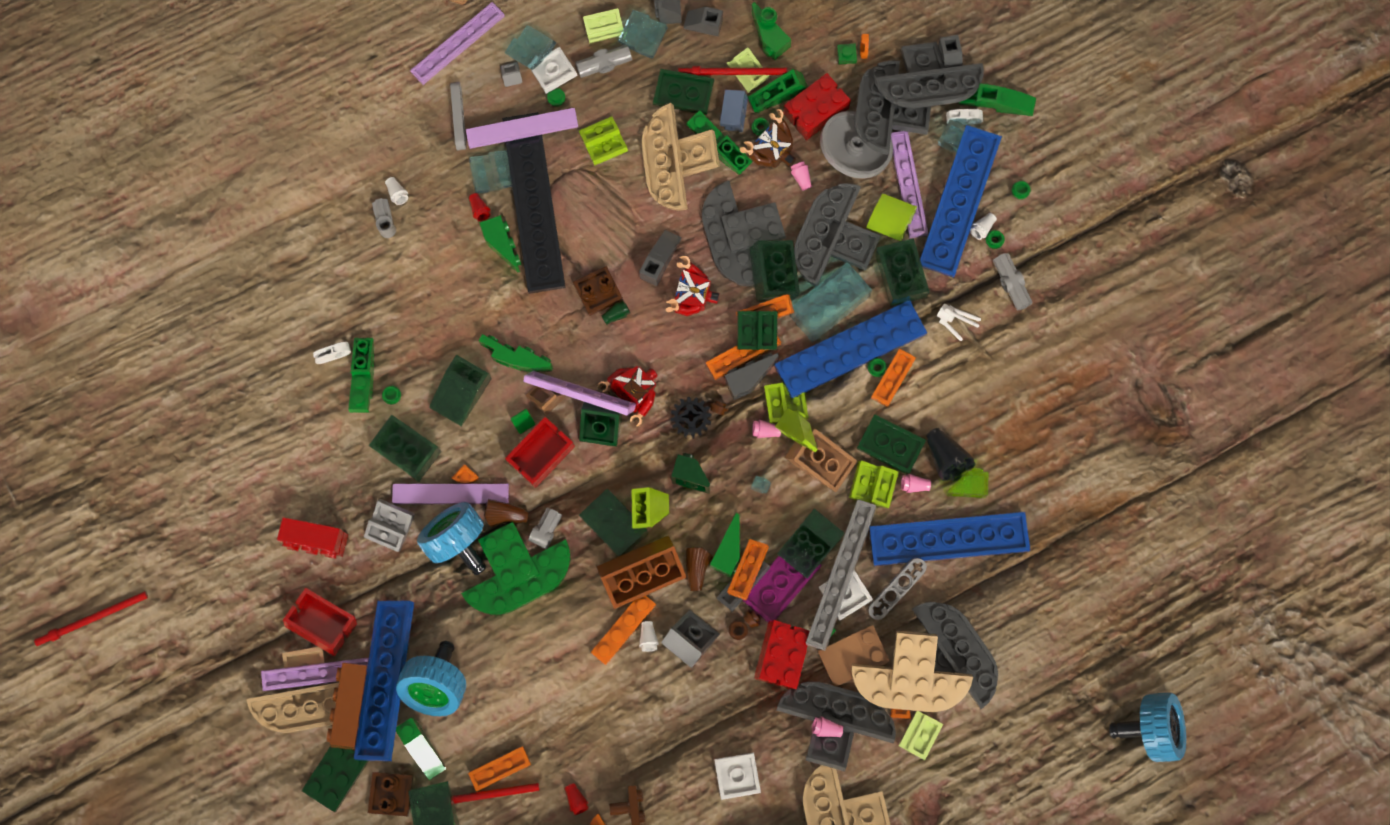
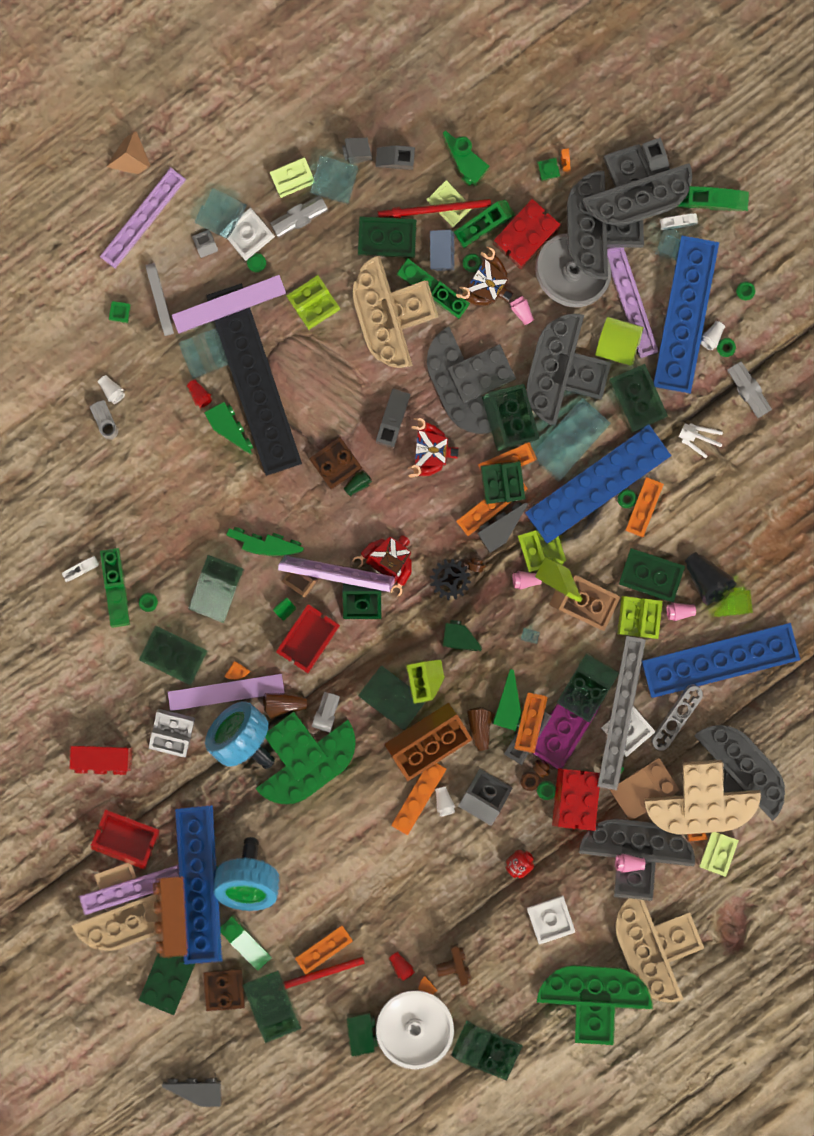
camera: 15 degrees left, 10 degrees up
(418, 122) = (119, 312): none -> green plate
(714, 712) = (520, 864): none -> red head
(753, 642) = (546, 790): none -> green plate

